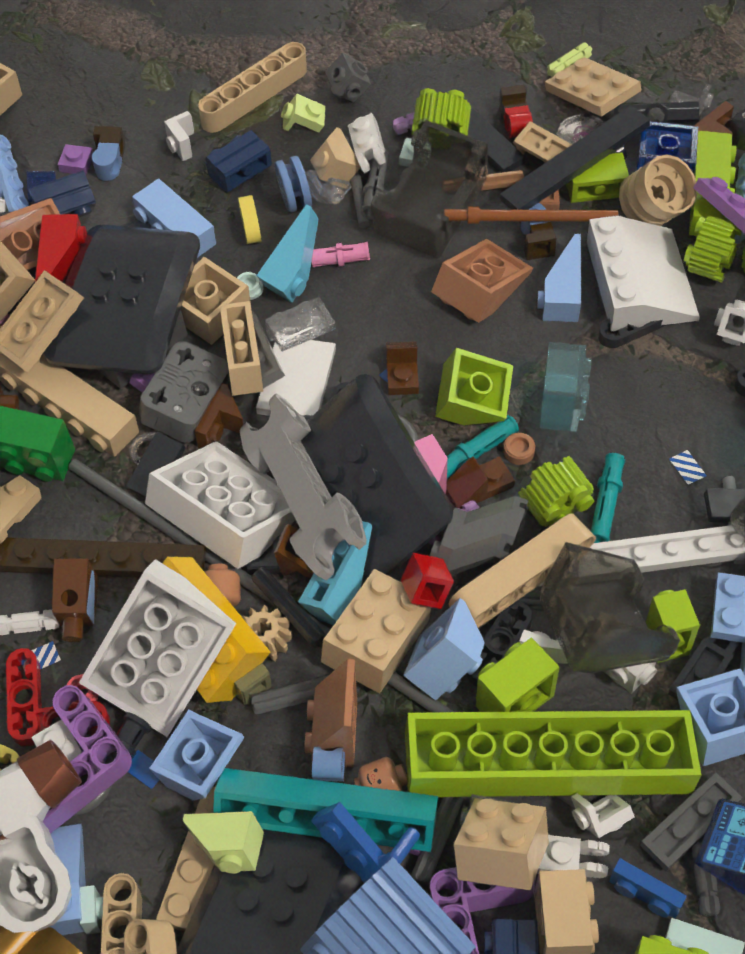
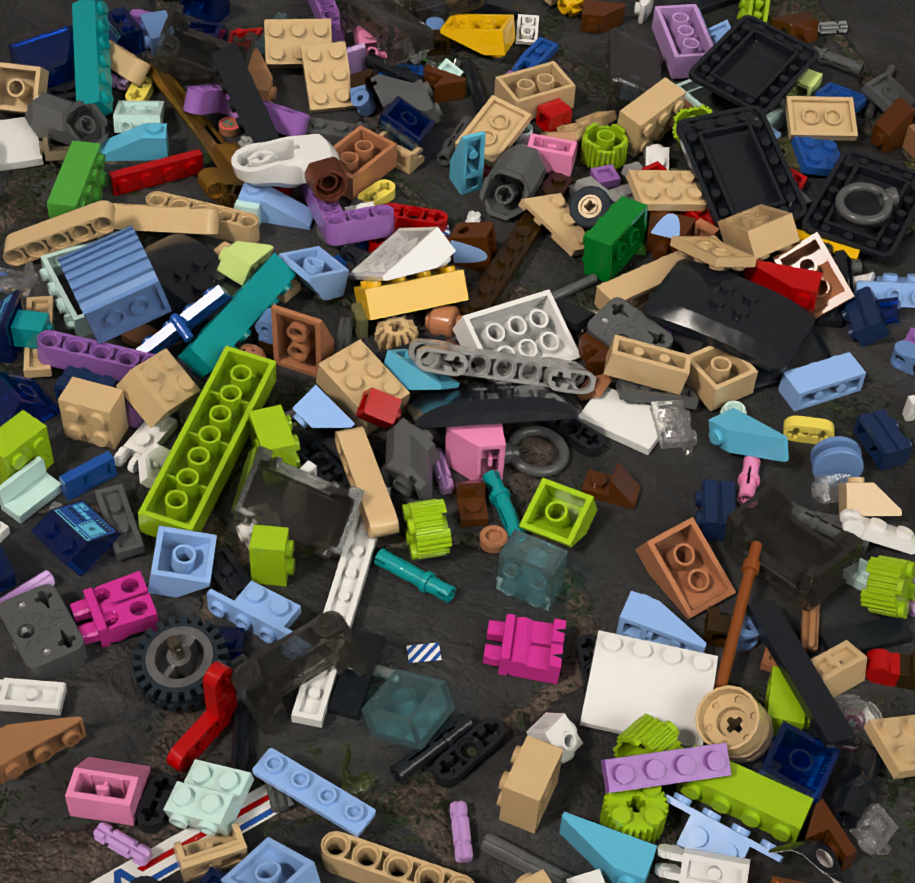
camera: 105 degrees right, 10 degrees down
(259, 411) = (601, 384): none -> nougat tile
(396, 268) = (714, 503): none -> dark blue brick
(644, 375) = (527, 649): none -> dark pink hips

